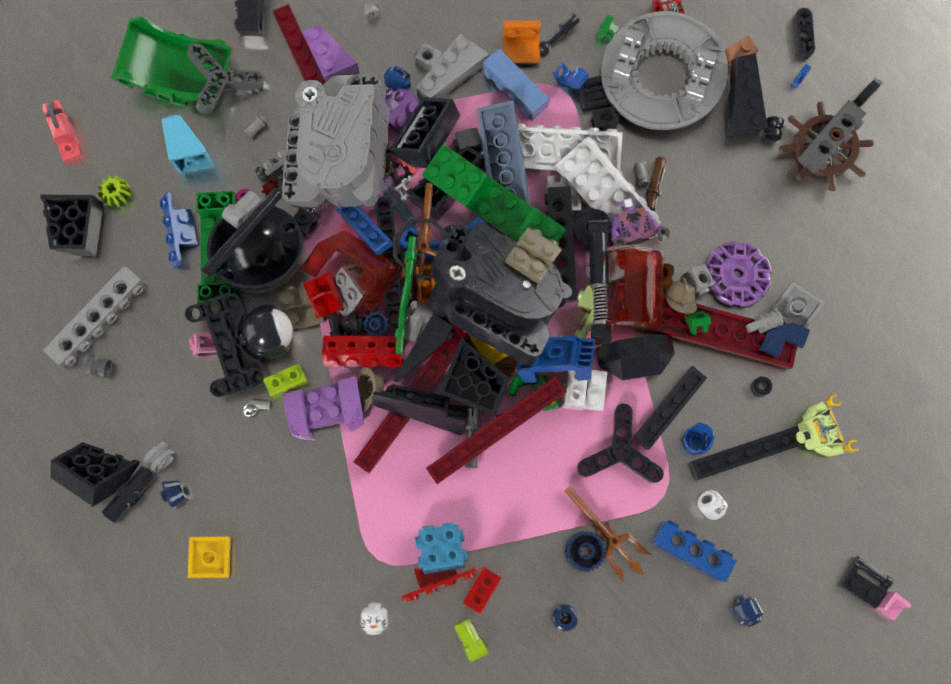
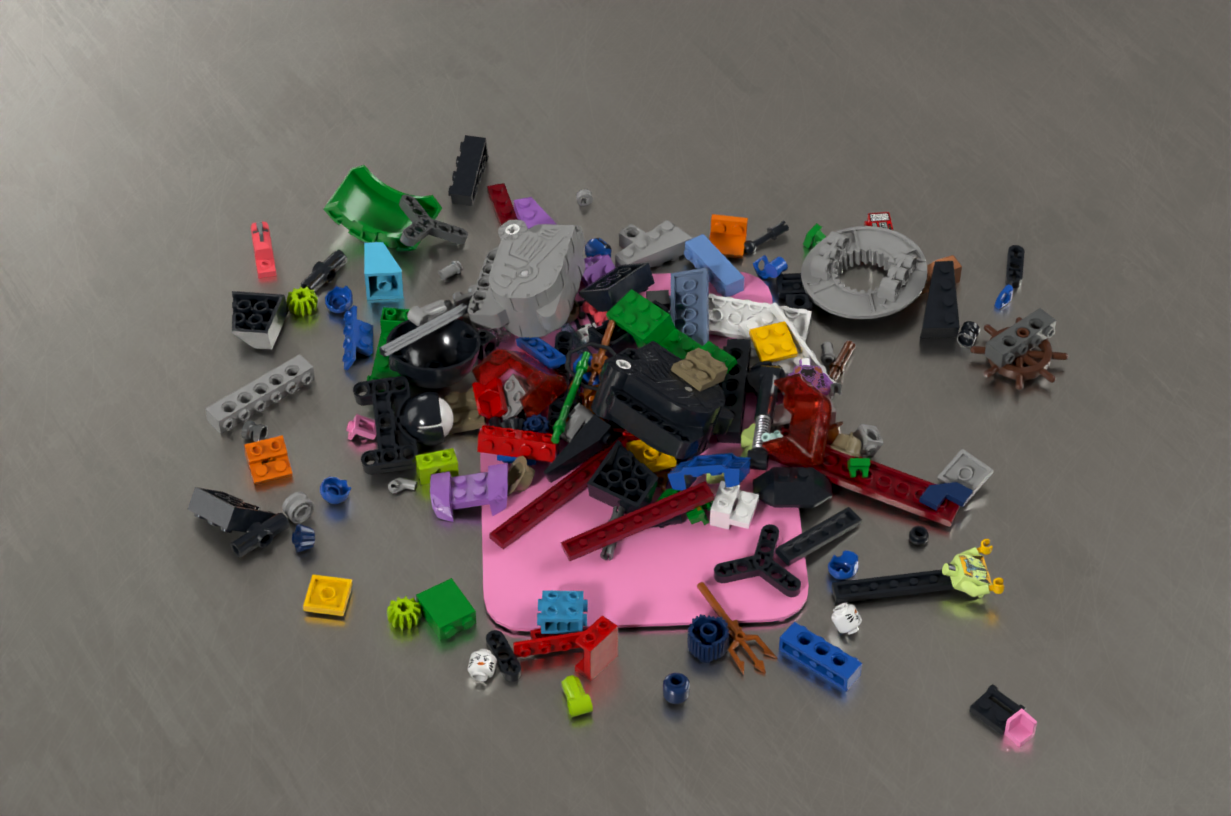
camera: 10 degrees right, 30 degrees down
(114, 394) = (268, 460): none -> orange brick
(129, 149) = (325, 271): none -> black piece
(150, 184) = (339, 299): none -> blue hair
(191, 427) = (334, 490): none -> blue hair
(283, 573) = (404, 612): none -> lime gear
(327, 557) = (446, 609): none -> green brick
(396, 615) = (503, 647): none -> black beam
(422, 407) = (567, 498): black wedge -> none
(592, 183) = (773, 342): none -> yellow plate
(612, 311) = (766, 436): none -> light aqua arm
(748, 611) = (867, 711): dark blue head -> none
(750, 273) = (915, 431): medium lavender plate -> none
(766, 322) = (927, 477): light grey hinge -> none
(867, 92) = (1070, 317): black beam -> none

